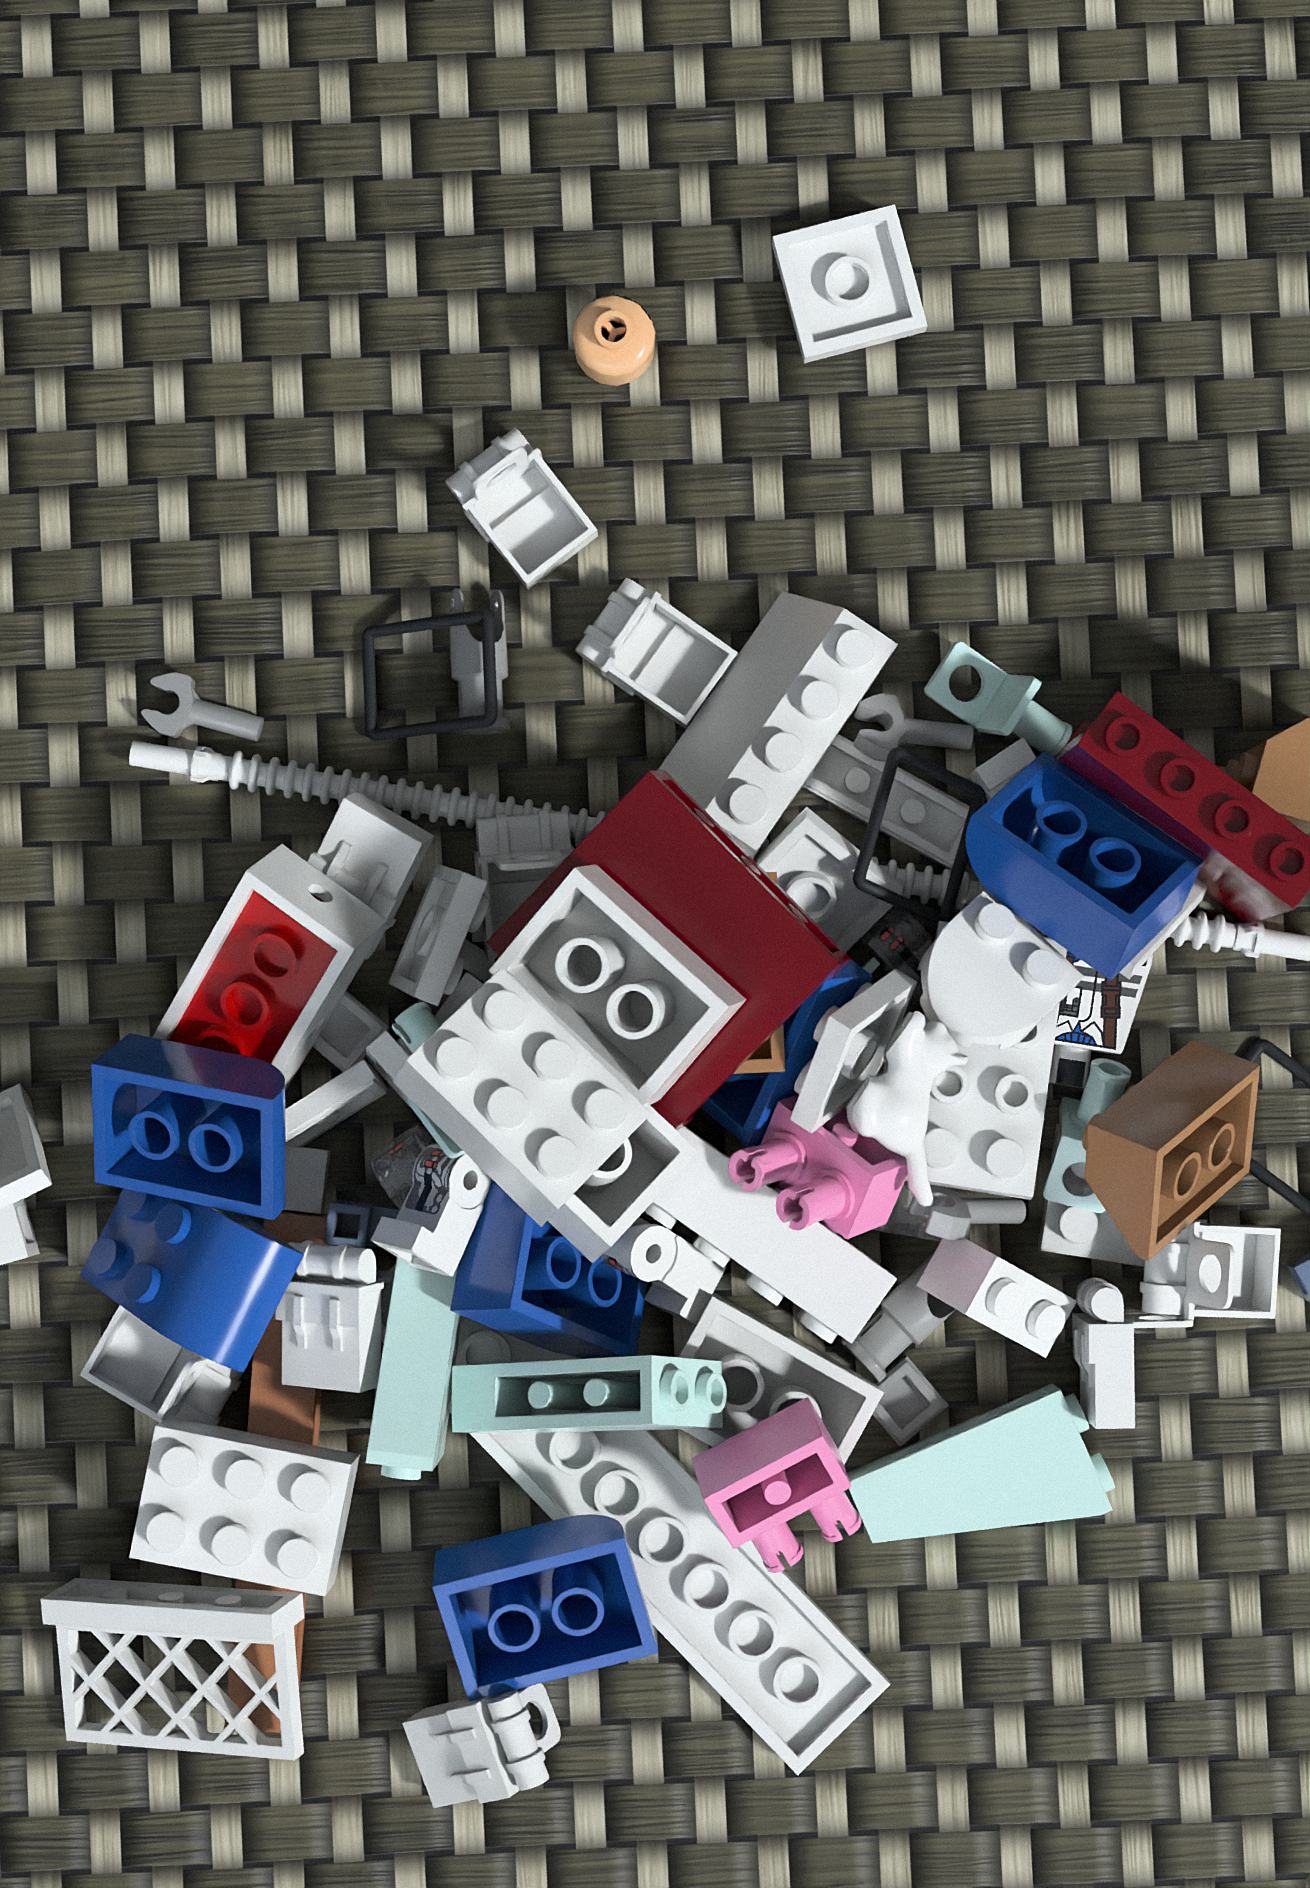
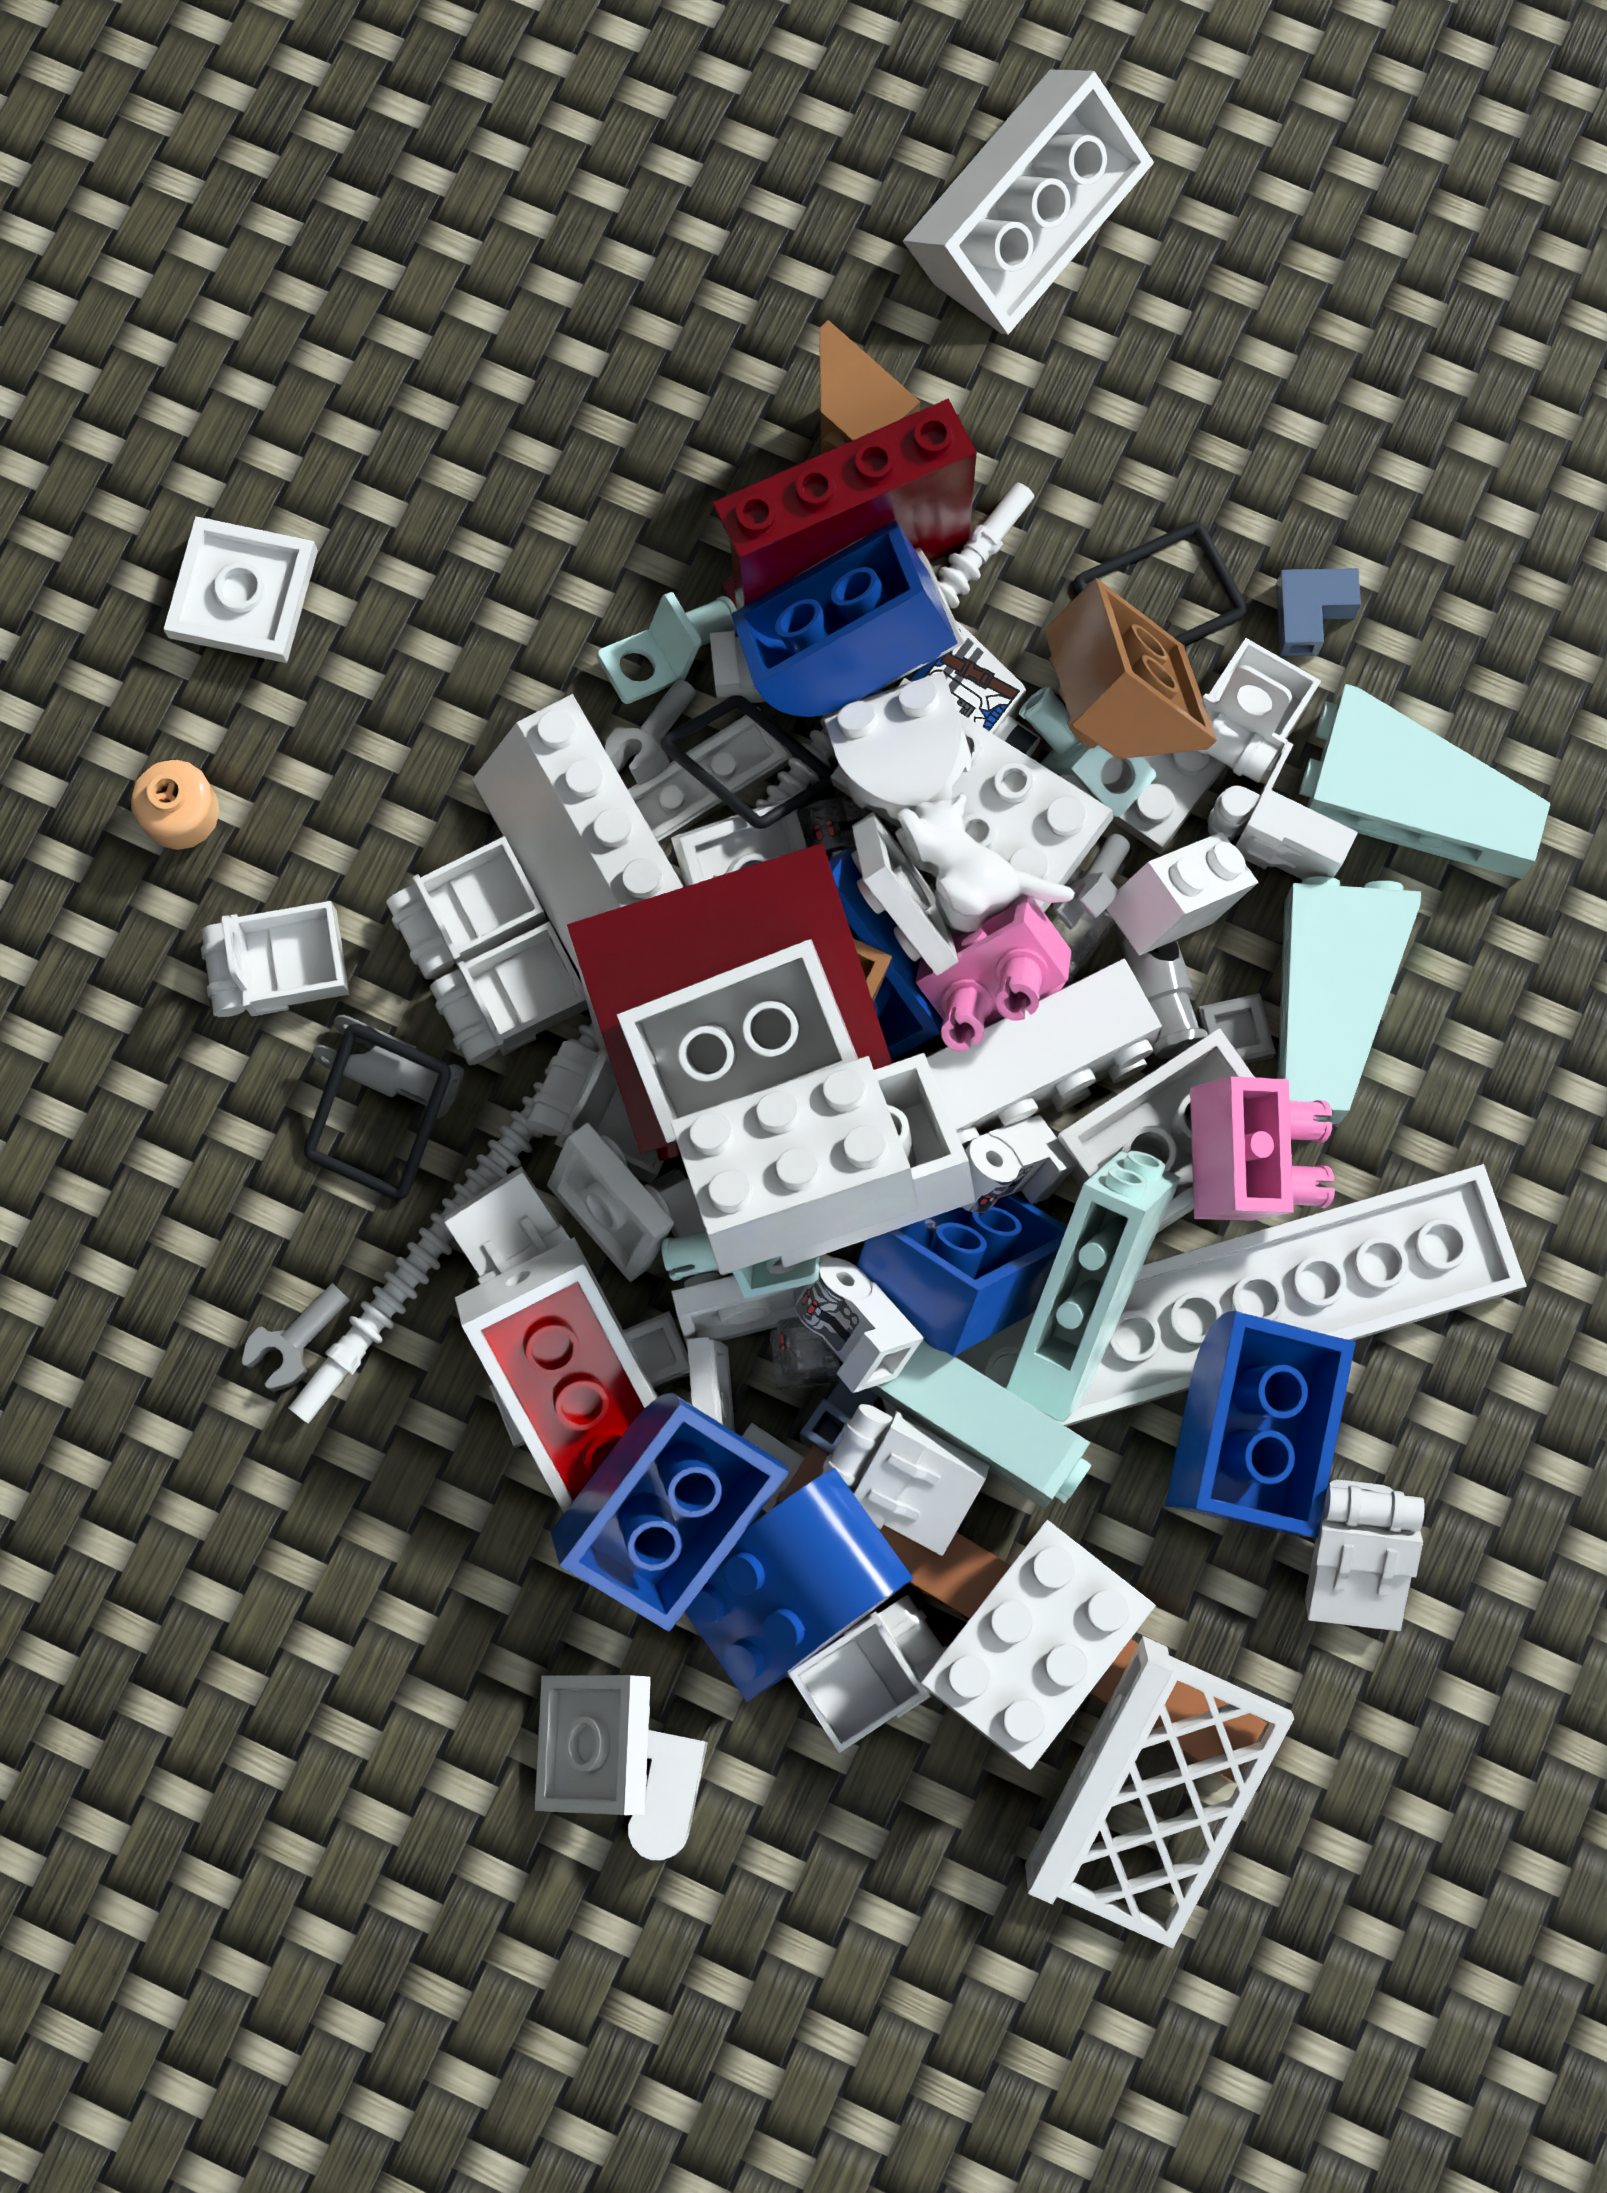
camera: 60 degrees left, 10 degrees down
(596, 732) = (509, 995): none -> white piece
(1215, 1456) = (1418, 789): none -> light aqua slope

